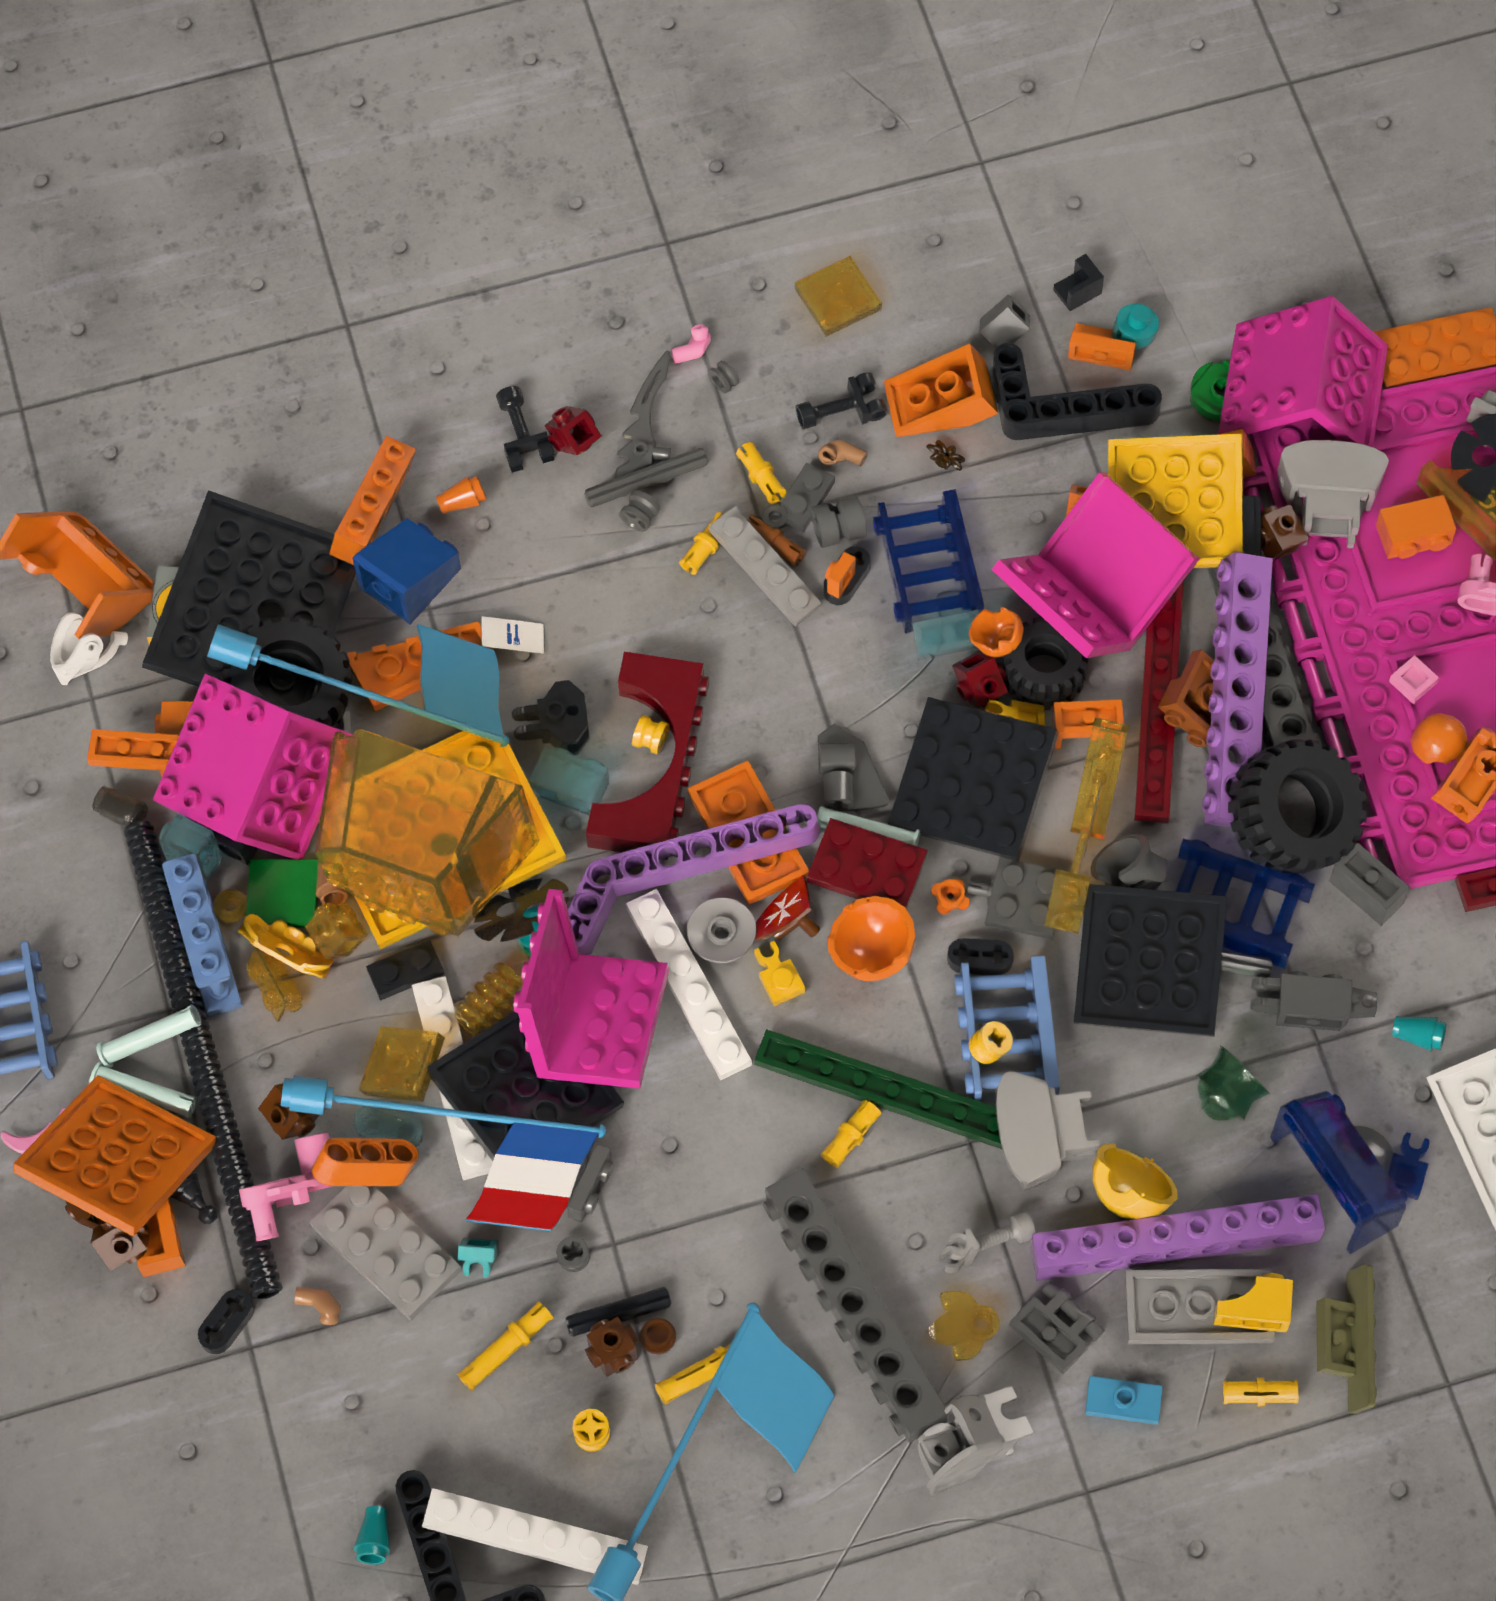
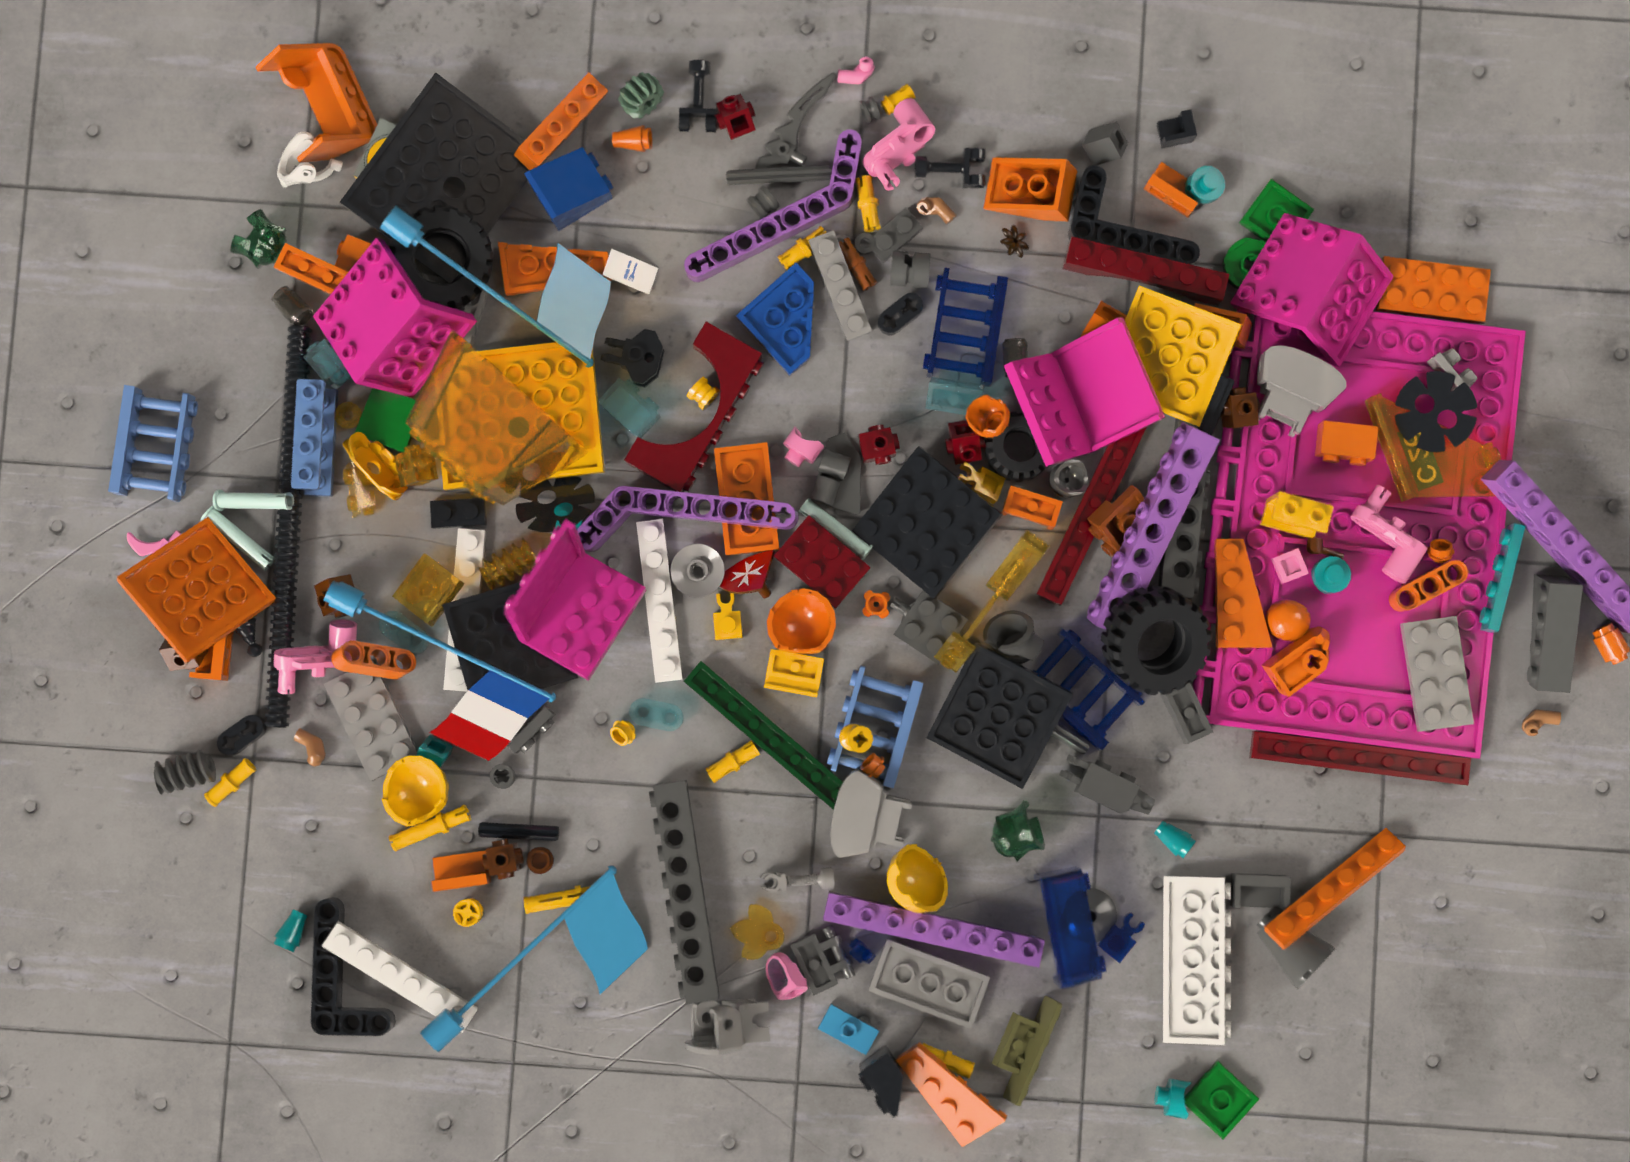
camera: 20 degrees right, 20 degrees up
(62, 748) = (263, 242): none -> clear green helmet
(167, 1387) = (184, 773): none -> dark grey piece
(231, 1382) = (230, 782): none -> yellow pin
(454, 444) = (641, 95): none -> sand green gear
(471, 1298) = (414, 790): none -> yellow cylinder
(563, 1386) = (459, 871): none -> orange panel
(594, 596) = (777, 219): none -> medium lavender beam
(700, 1153) = (623, 732): none -> yellow plate
(712, 624) = (783, 318): none -> blue plate
(736, 1109) = (656, 715): none -> clear light blue plate
(747, 361) = (890, 102): none -> yellow pin
(772, 397) = (900, 144): none -> bright pink piece
(792, 752) = (801, 449): none -> bright pink piece
(838, 296) = (985, 70): clear yellow plate -> none
(840, 574) = (892, 316): orange plate -> none
(880, 718) = (871, 452): none -> dark red brick
(884, 1005) = (793, 673): none -> yellow plate
(980, 956) = (882, 653): black beam -> none
(995, 584) = (1013, 350): none -> clear smoke piece
(1020, 1362) = (784, 977): none -> bright pink rock
(1025, 1065) = (873, 765): none -> orange plate
(1048, 439) = (1178, 277): none -> dark red arch
(1100, 1294) = (860, 951): none -> clear blue plate
(1118, 676) = (1069, 478): none -> dark grey piece
(1195, 1434) = (885, 1078): none -> black slope
(1217, 329) = (1270, 207): none -> green tile
(1262, 1308) = (972, 1007): yellow arch -> none
(1291, 1432) = (955, 1103): none -> wing
(1371, 740) = (1237, 602): none -> orange wing
(1394, 615) = (1296, 515): none -> yellow panel
(1434, 651) = (1315, 546): none -> reddish brown hand
(1465, 672) = (1331, 575): none -> teal piece

